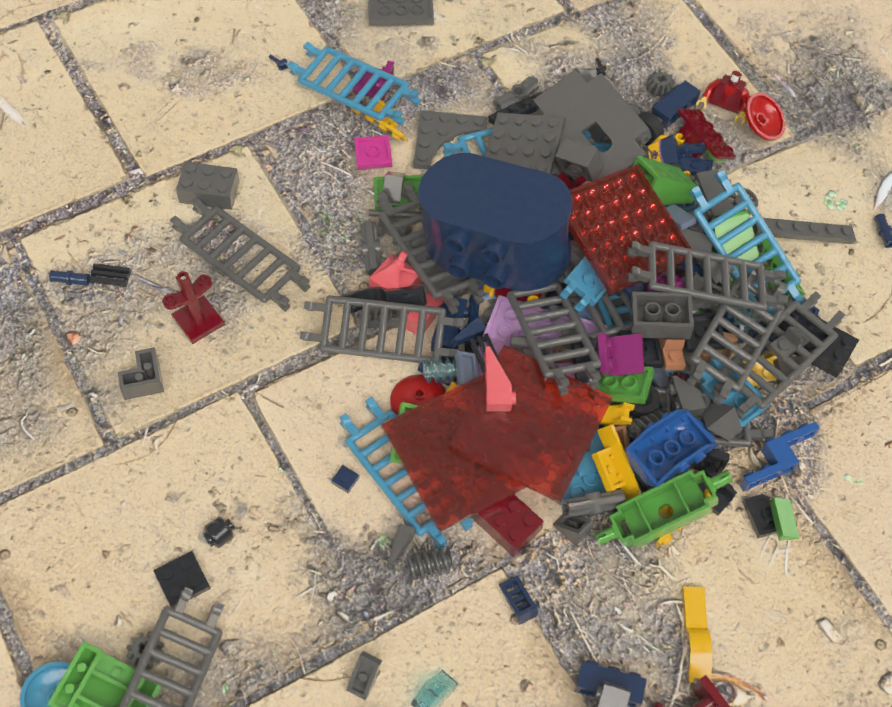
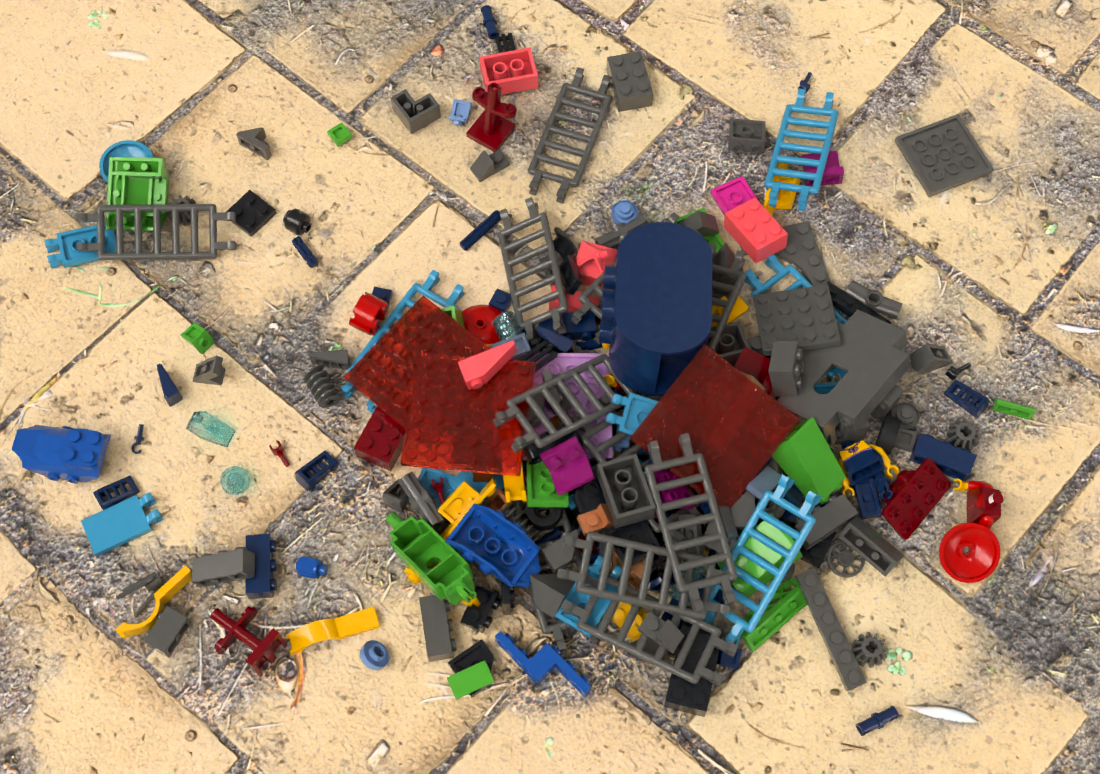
camera: 75 degrees right, 5 degrees up
(91, 551) = (254, 141): none -> dark grey slope
(130, 458) = (339, 134): none -> bright green plate
(143, 278) = (510, 70): none -> coral brick
(164, 337) = (460, 112): none -> medium blue bracket
(238, 333) = (488, 165): none -> dark grey slope
(257, 536) = (305, 252): none -> dark blue axle
(309, 364) = (480, 230): none -> dark blue axle
(314, 120) = (746, 136): none -> dark grey plate
(315, 678) = (198, 338): none -> bright green bracket
(348, 239) = (624, 211): none -> medium blue plate
(366, 491) = (368, 313): none -> red brick
(395, 372) = (501, 300): none -> dark blue plate
(419, 144) = (755, 230): none -> coral brick
(487, 630) = (279, 452): none -> dark red hand
(504, 684) = (235, 480): none -> clear light blue plate
(584, 486) = (439, 488): none -> dark red hand
(626, 634) = (311, 567): none -> blue arm
(633, 62) = (963, 403): none -> dark blue slope
(646, 46) = (1013, 408): none -> bright green slope
(722, 535) = (437, 628): none -> dark grey brick
(736, 599) = (374, 655): none -> medium blue plate
(748, 173) = (871, 546): none -> dark grey brick
(826, 211) = (869, 641): none -> dark grey gear

